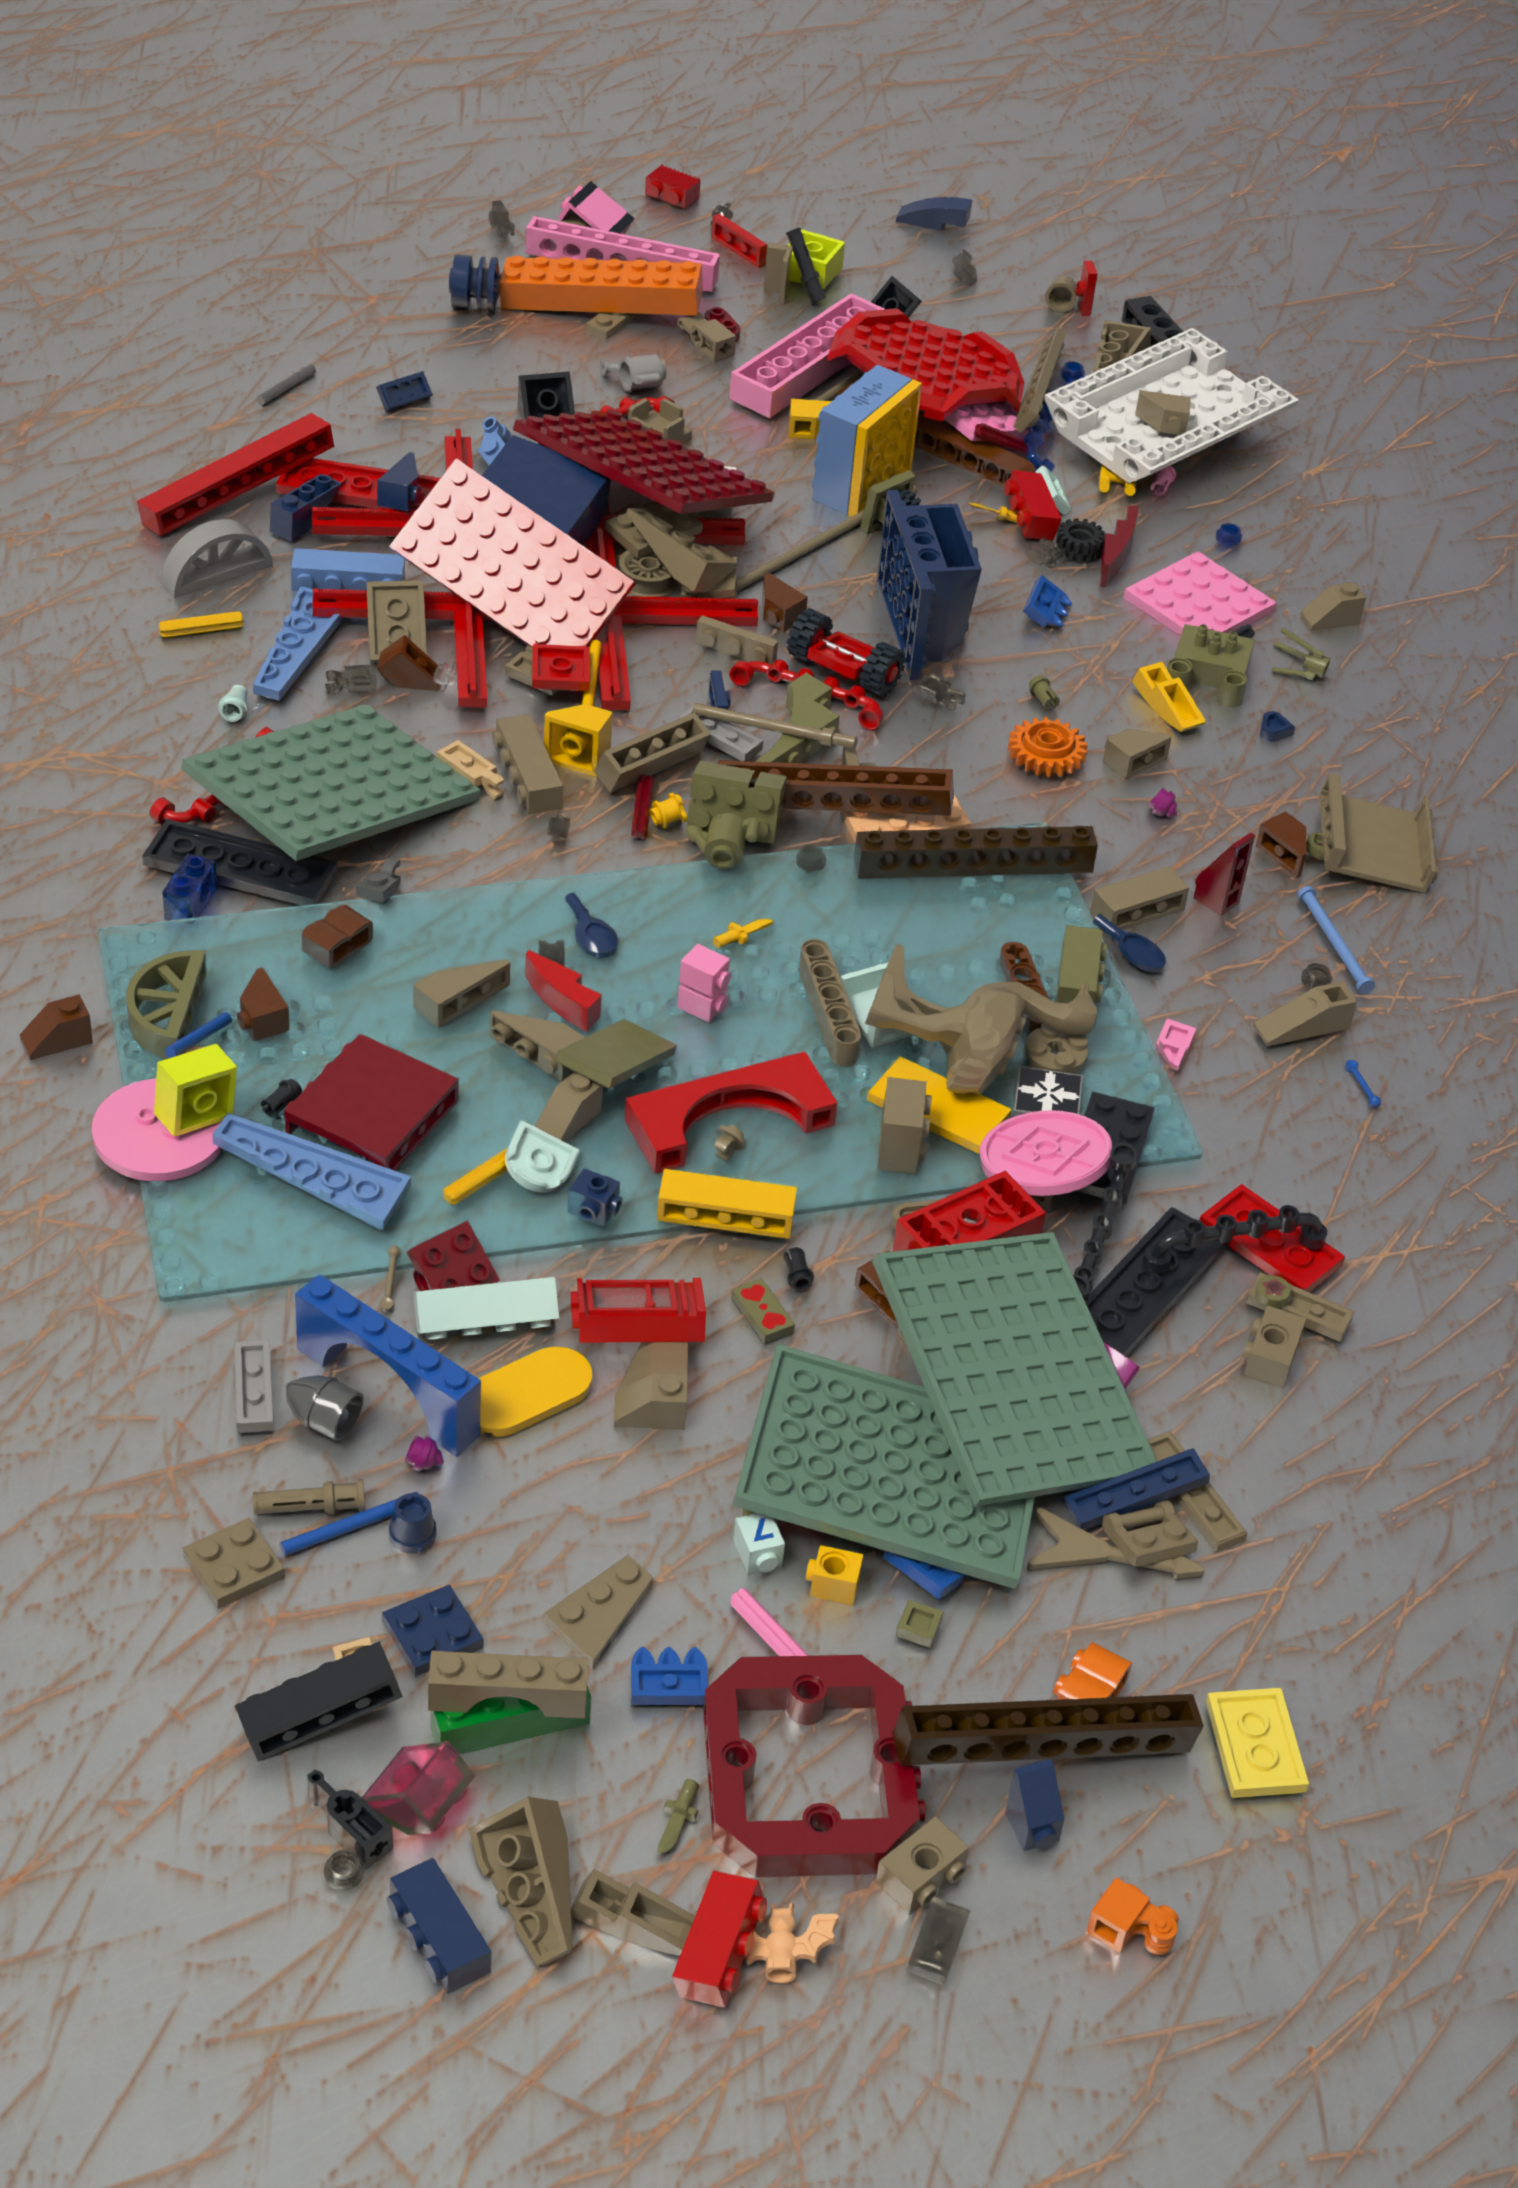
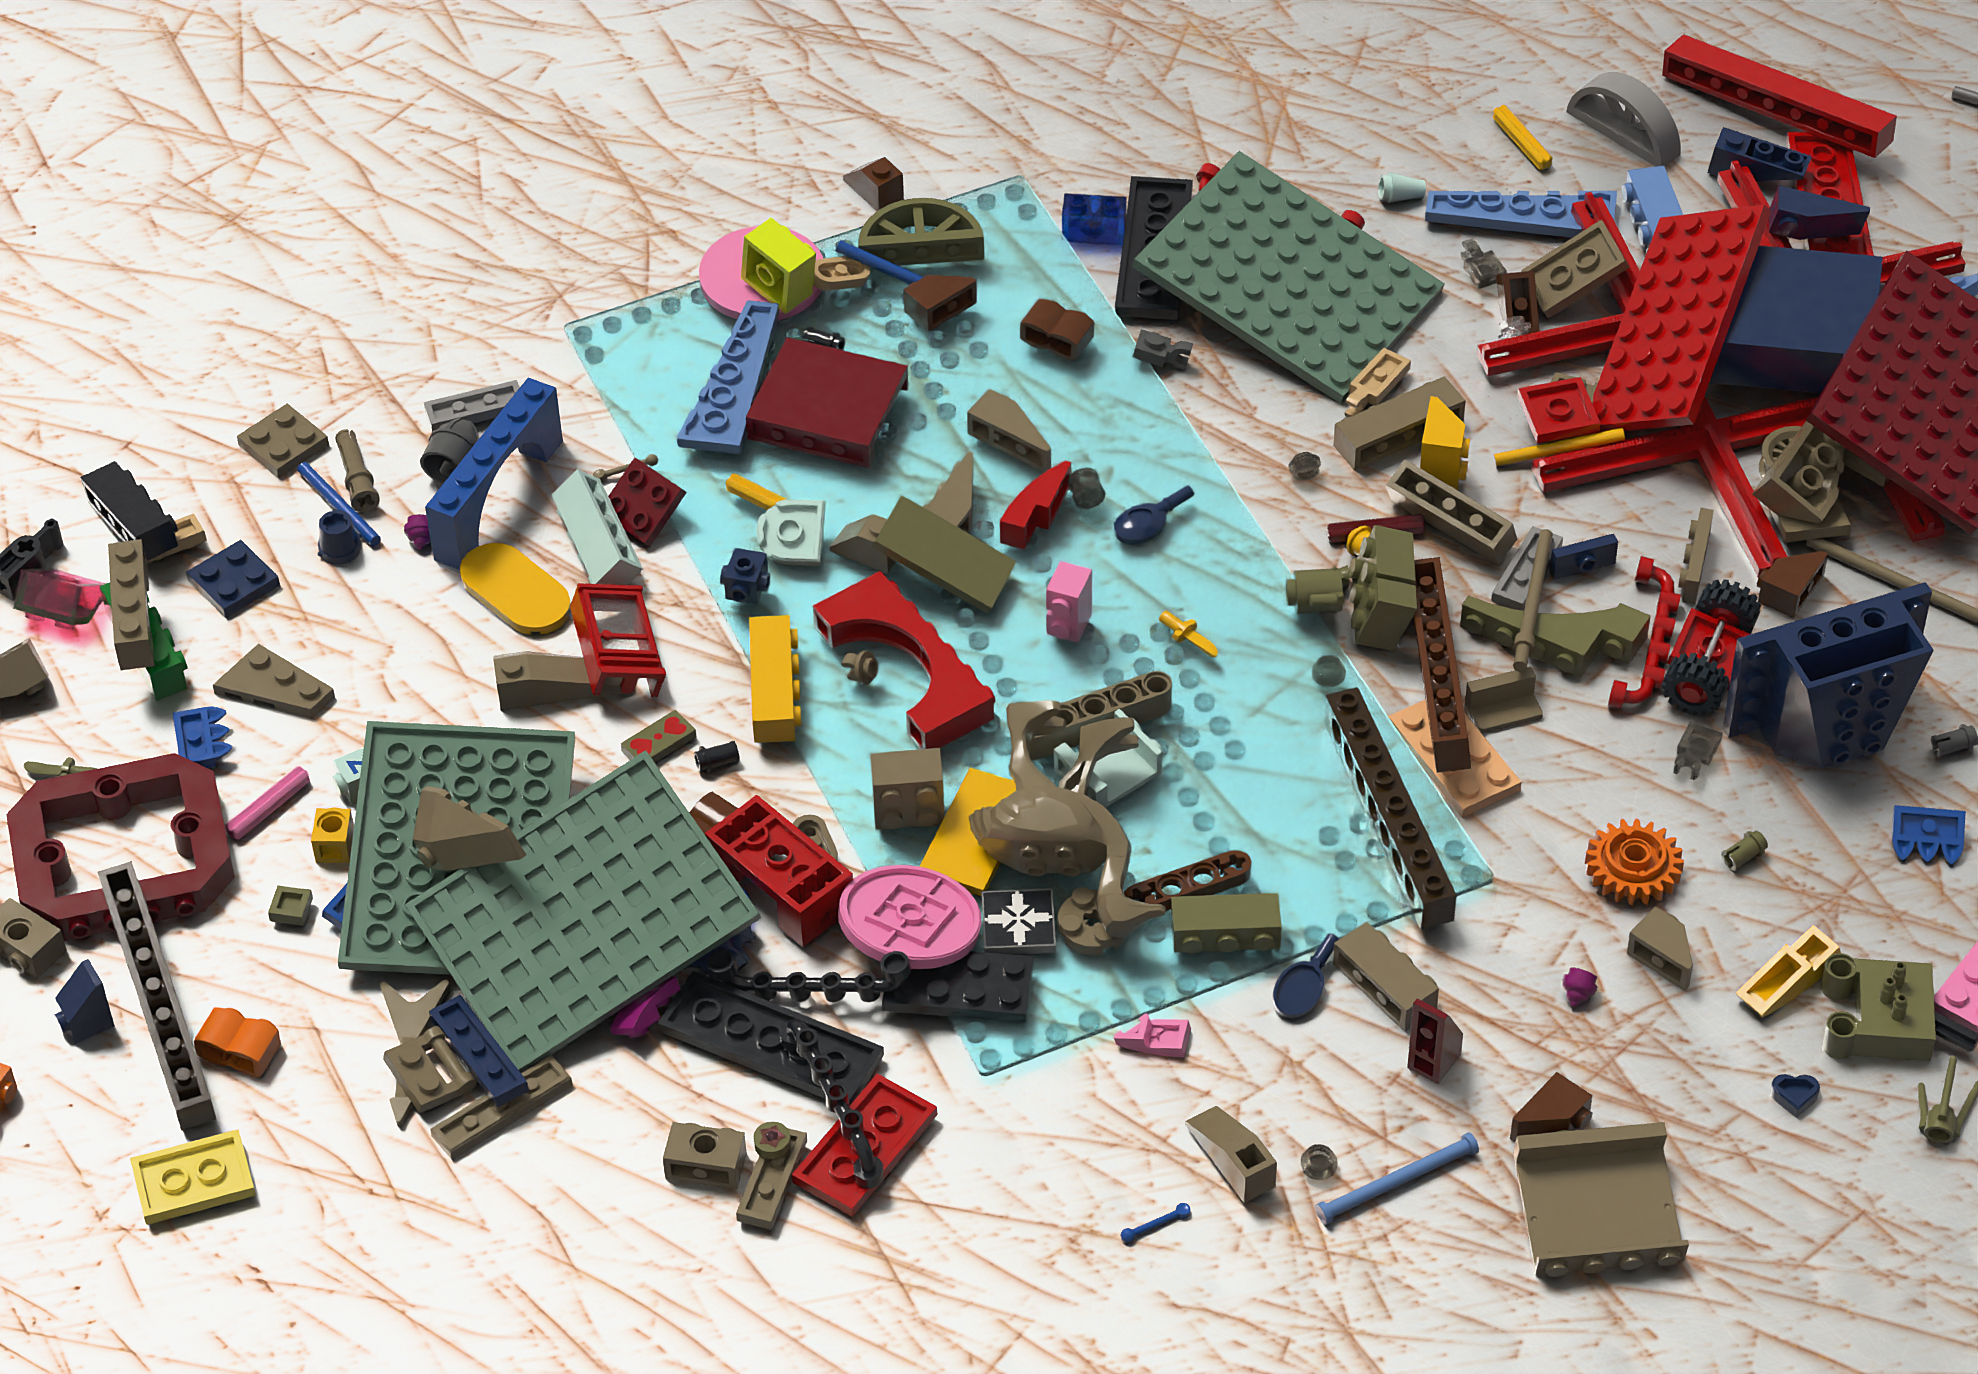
camera: 85 degrees right, 5 degrees up
(926, 1432) = (456, 837): none -> dark tan wedge

